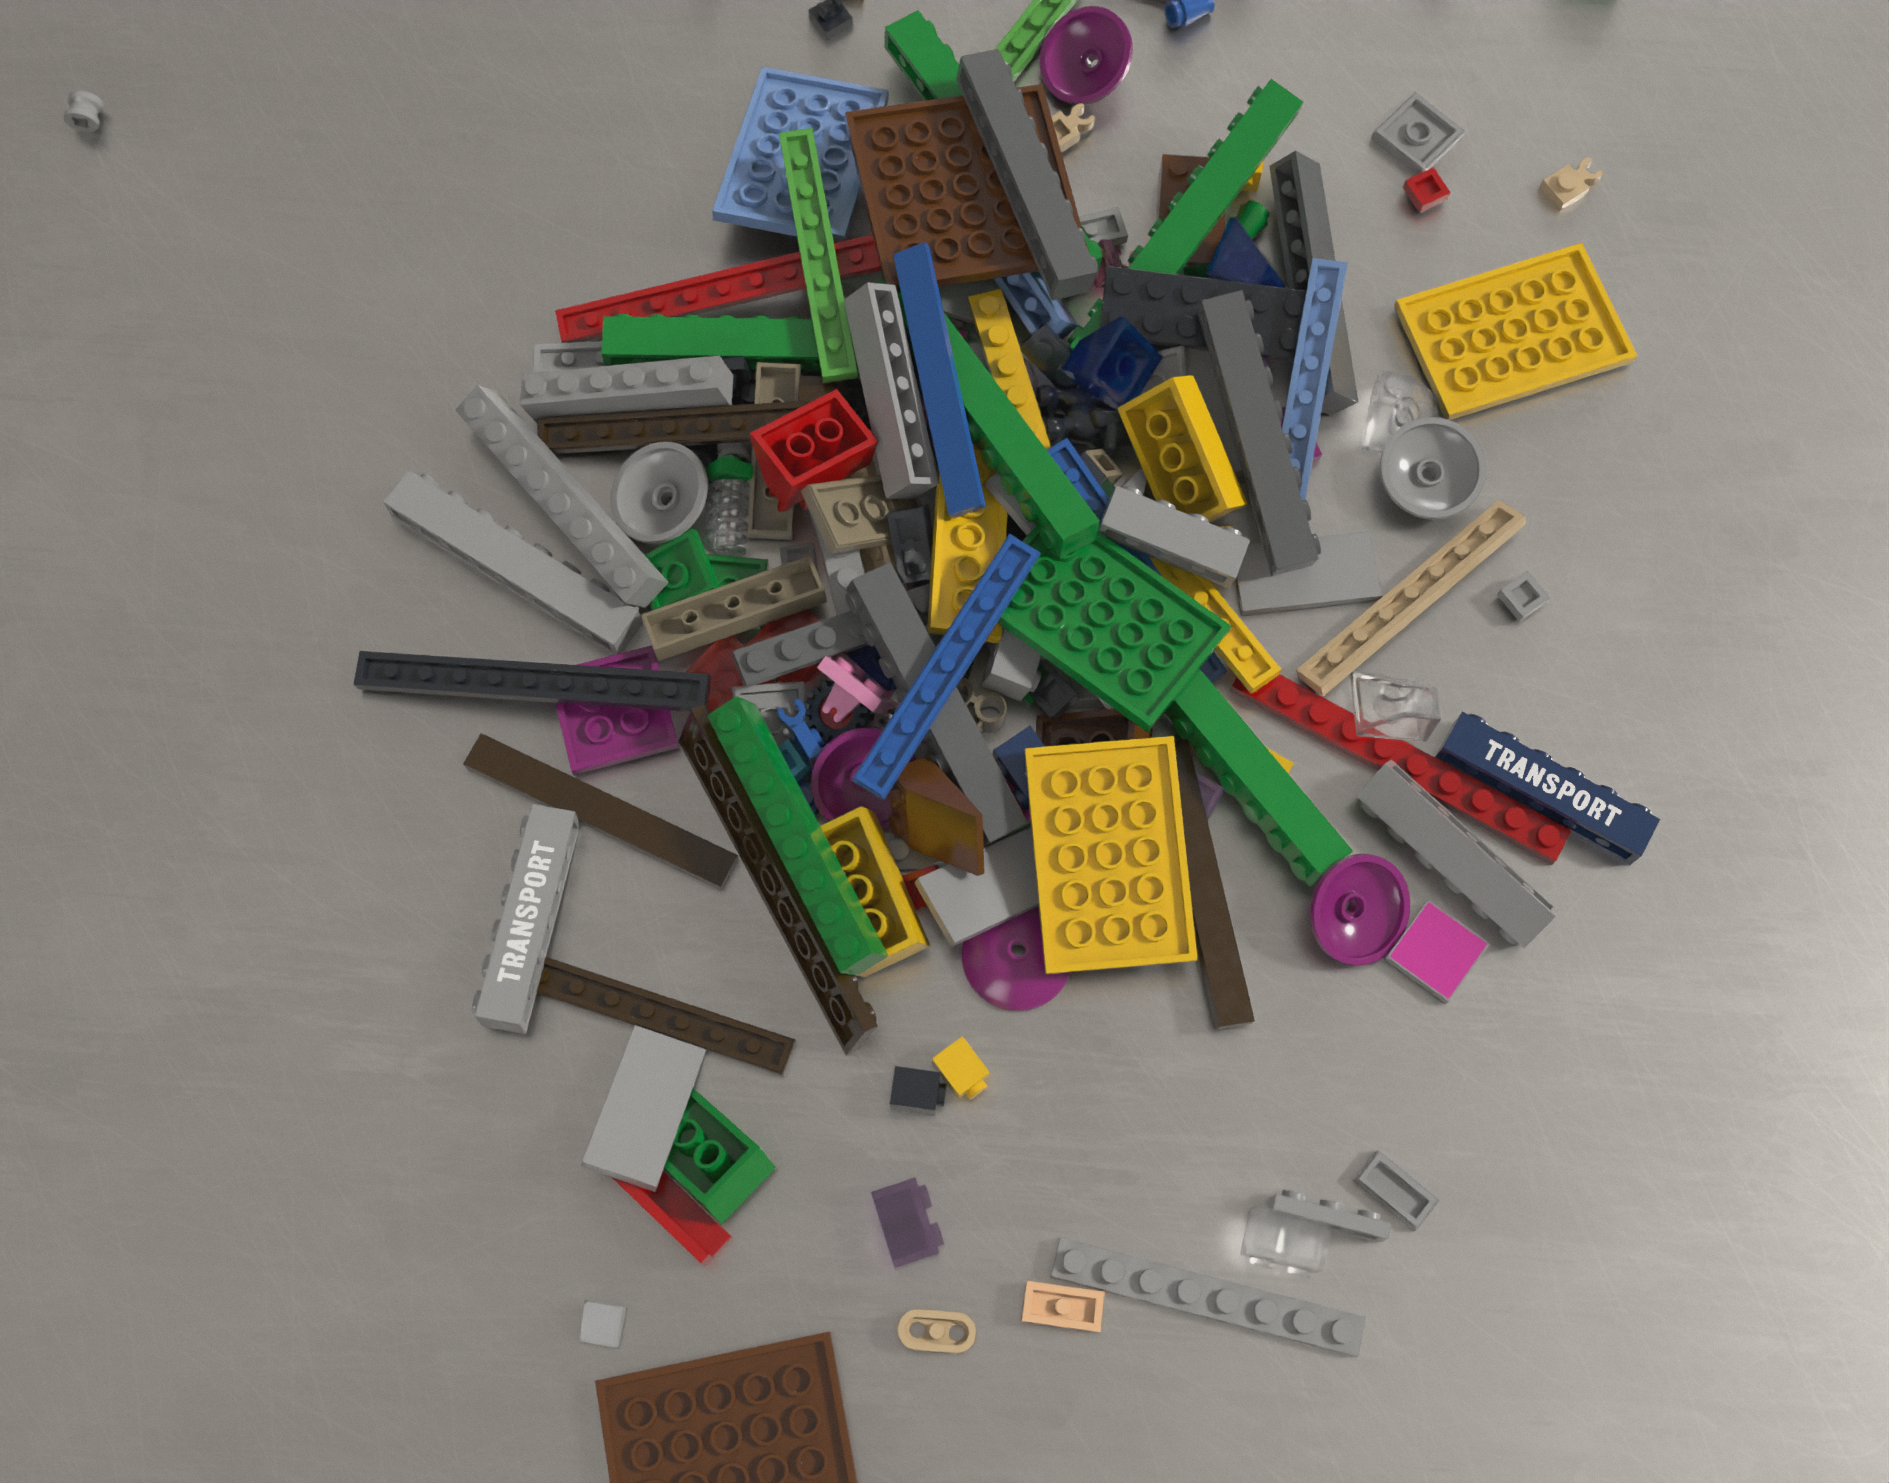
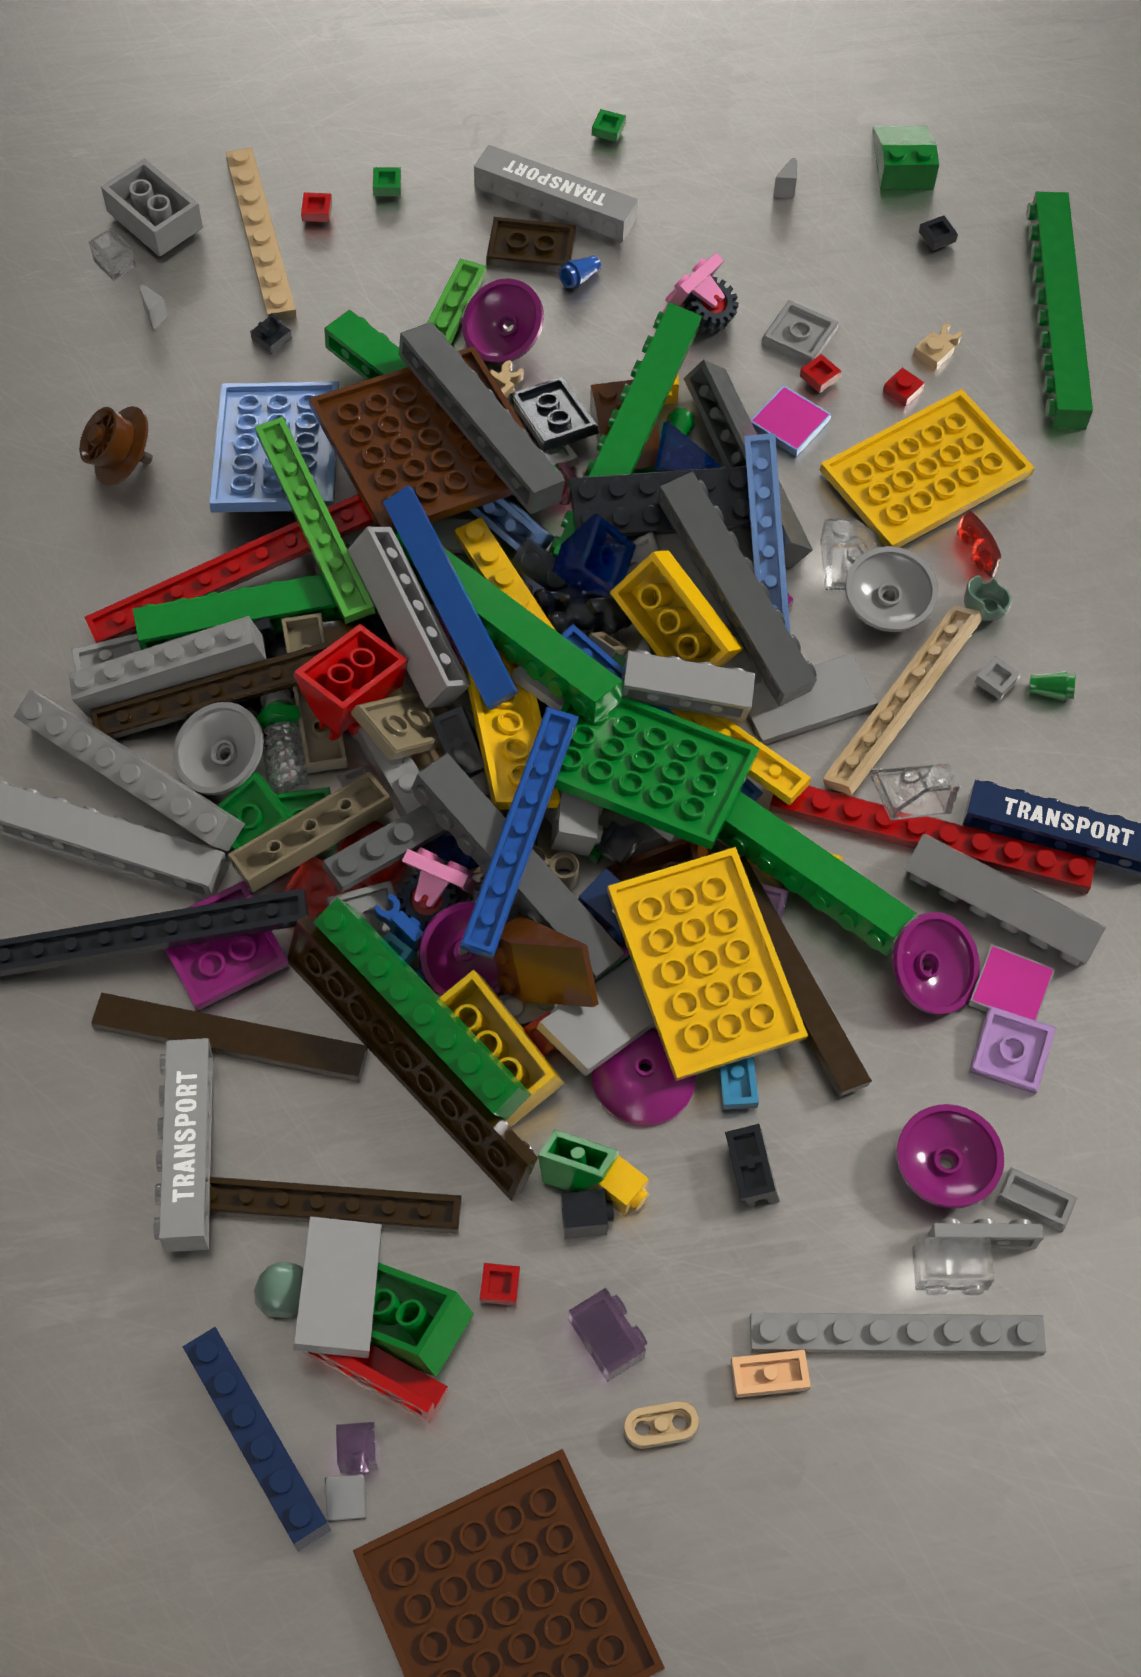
camera: 15 degrees left, 10 degrees down
(527, 1242) = (257, 1439): none -> dark blue brick
(586, 1092) = (279, 1290): none -> sand green hair
(624, 1279) = (357, 1448): none -> clear purple brick
(630, 117) = (115, 443): none -> reddish brown piece
(810, 1143) = (500, 1284): none -> red plate
(917, 1035) = (574, 1161): none -> green slope
(1103, 1082) = (752, 1165): none -> black hinge
(1113, 991) = (739, 1085): none -> dark azure plate
(1115, 177) = (554, 413): none -> black tile
(1318, 73) = (705, 296): none -> plate
(1335, 1109) = (955, 1136): none -> magenta dish
(1377, 239) = (791, 419): none -> dark pink tile
(1417, 1022) = (1012, 1049): none -> lavender tile
(1517, 225) = (903, 386): none -> red plate
(1538, 501) = (988, 598): none -> sand green hair
(1552, 445) = (985, 550): none -> clear red slope
(1583, 618) = (1054, 685): none -> green cone
(1610, 43) = (938, 232): none -> black plate
(1724, 168) = (1059, 311): none -> green brick

